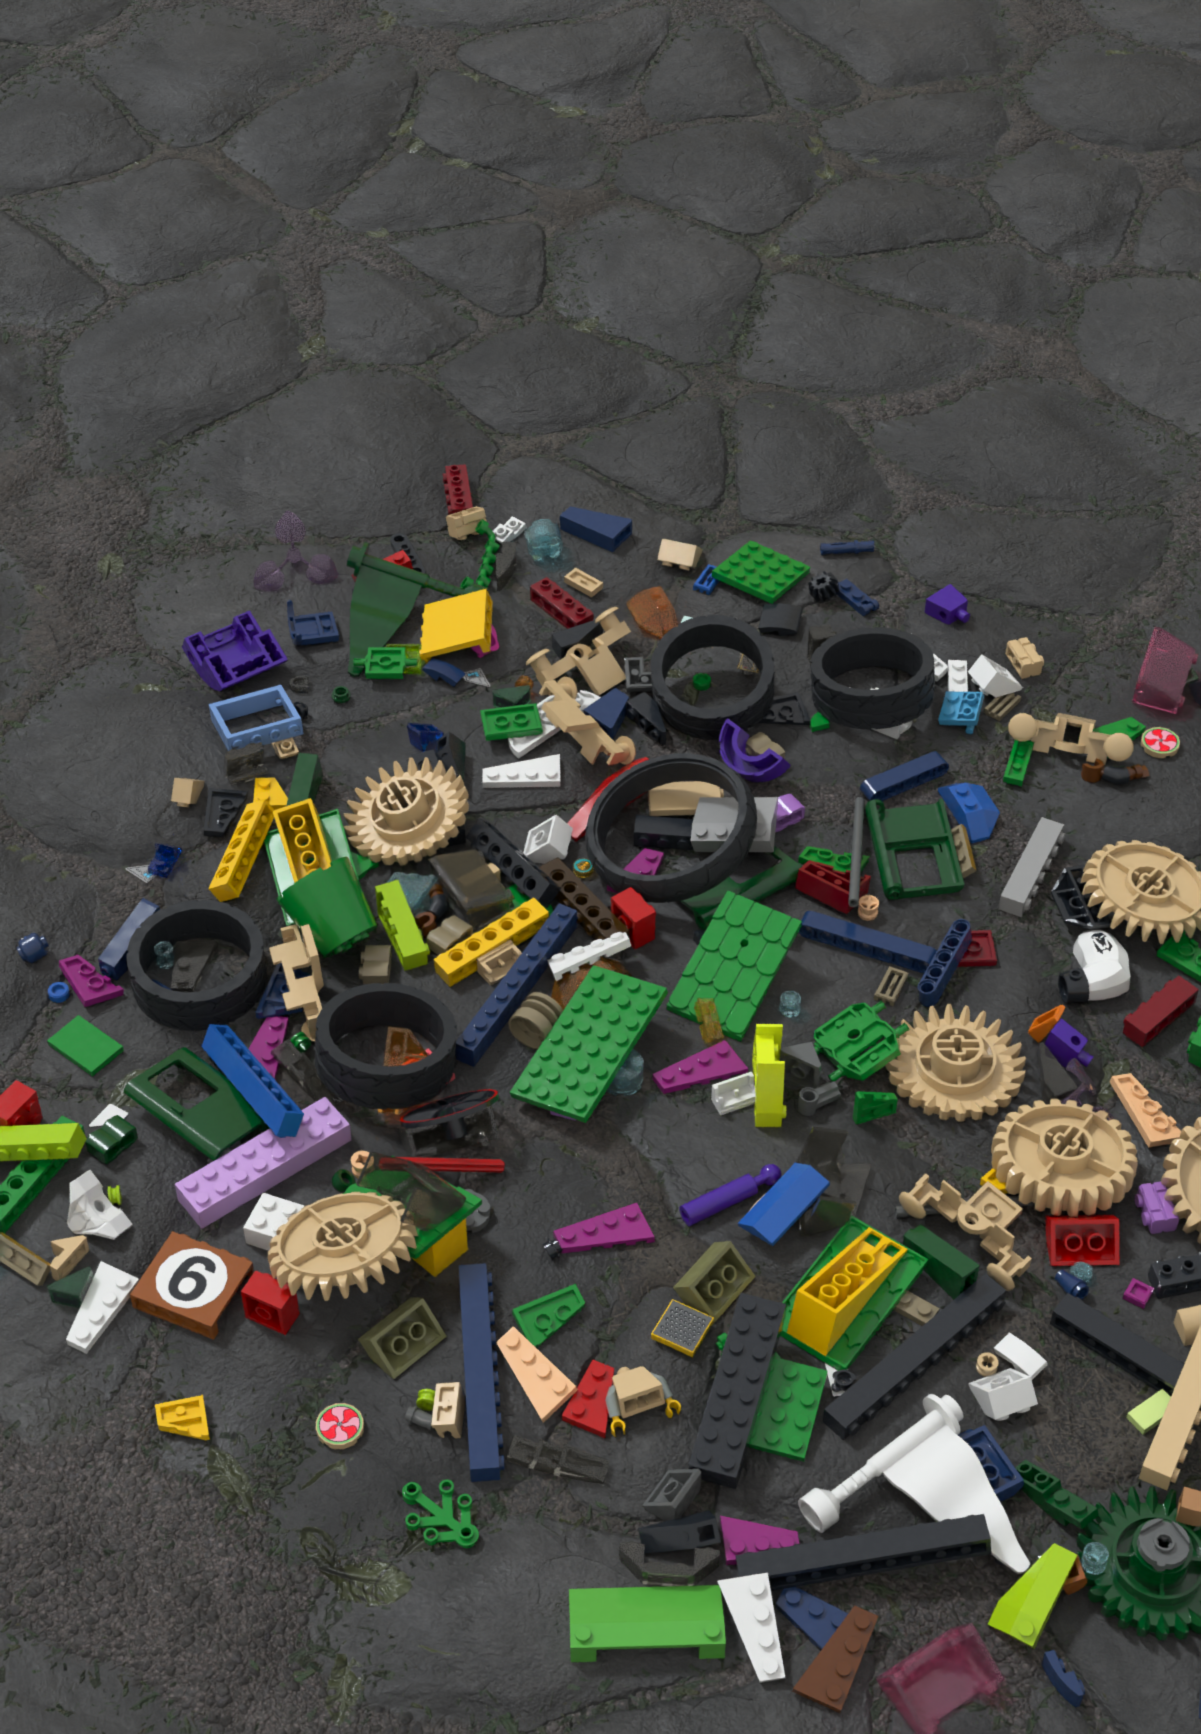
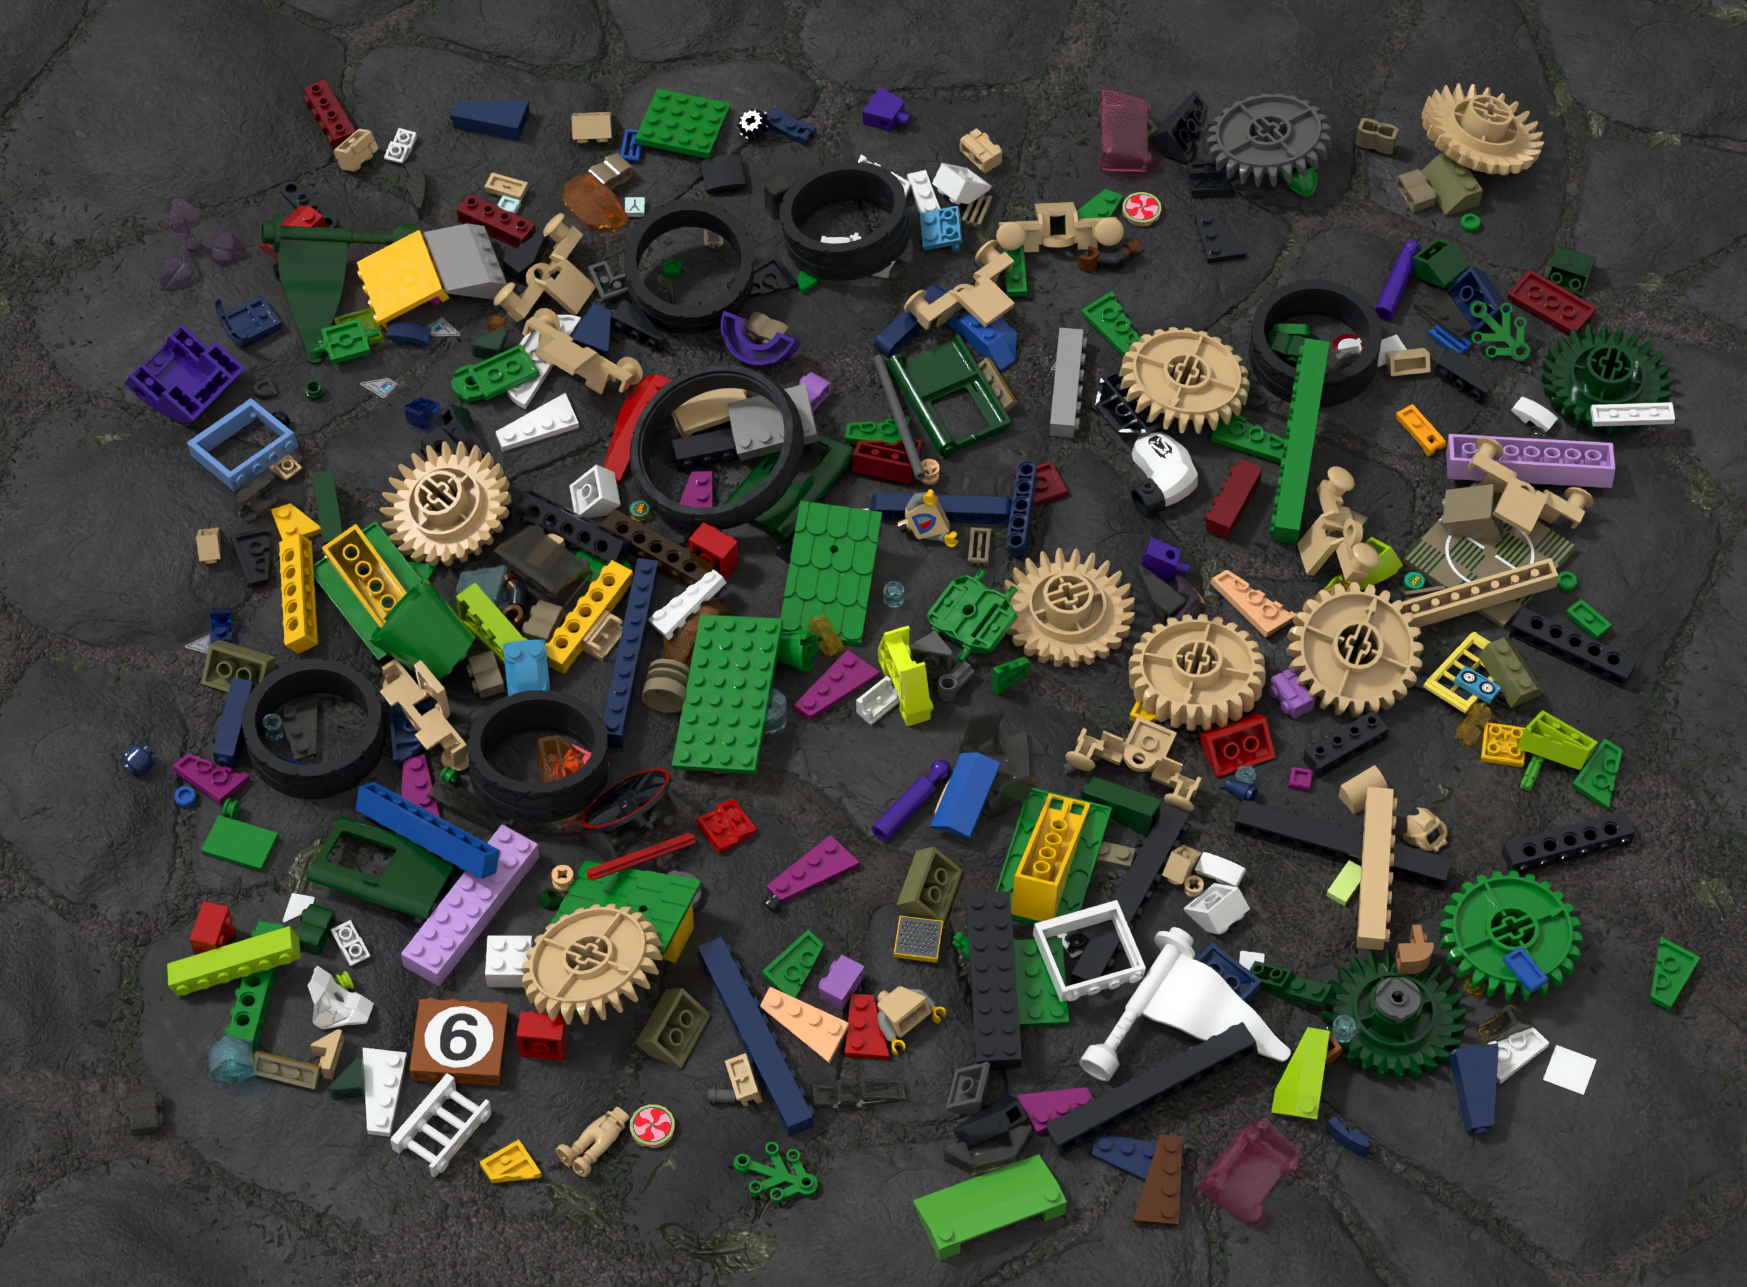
camera: 20 degrees left, 10 degrees up
(91, 1012) = (230, 808): none -> green bush
(129, 1338) = (433, 1106): none -> white fence
(138, 1163) = (350, 943): none -> white slope
(155, 888) = (233, 661): none -> olive slope
(285, 1416) = (602, 1132): none -> tan piece
(400, 709) = (380, 387): none -> light grey sticker
(415, 964) = (526, 666): none -> dark azure slope
(424, 1193) = (636, 888): clear smoke windscreen -> none
(426, 1399) = (720, 1077): lime bush -> none
(470, 726) = (461, 388): none -> green plate
(488, 558) = (375, 152): green bar -> none
(517, 625) = (465, 261): none -> light grey slope
(539, 1164) = (726, 826): none -> red slope
(543, 539) = (446, 149): clear light blue brick -> none
(581, 596) = (509, 204): none -> light aqua tile
(587, 1344) = (841, 981): none -> medium lavender brick
(675, 1024) = (797, 649): none -> green cone
(682, 593) = (613, 171): none -> dark tan brick
(754, 1616) = (1079, 1169): white wing -> none
(847, 547) = (766, 66): dark blue pin -> none
(848, 944) = (927, 519): none -> torso
(850, 1357) = (1080, 920): none -> white window
(974, 775) = (982, 301): none -> tan piece
(980, 1337) = (1181, 864): none -> tan slope
(1018, 1455) = (1248, 958): none -> white sticker
(1044, 1023) = (1136, 543): orange slope -> none
(1093, 825) = (1111, 323): none -> green wing

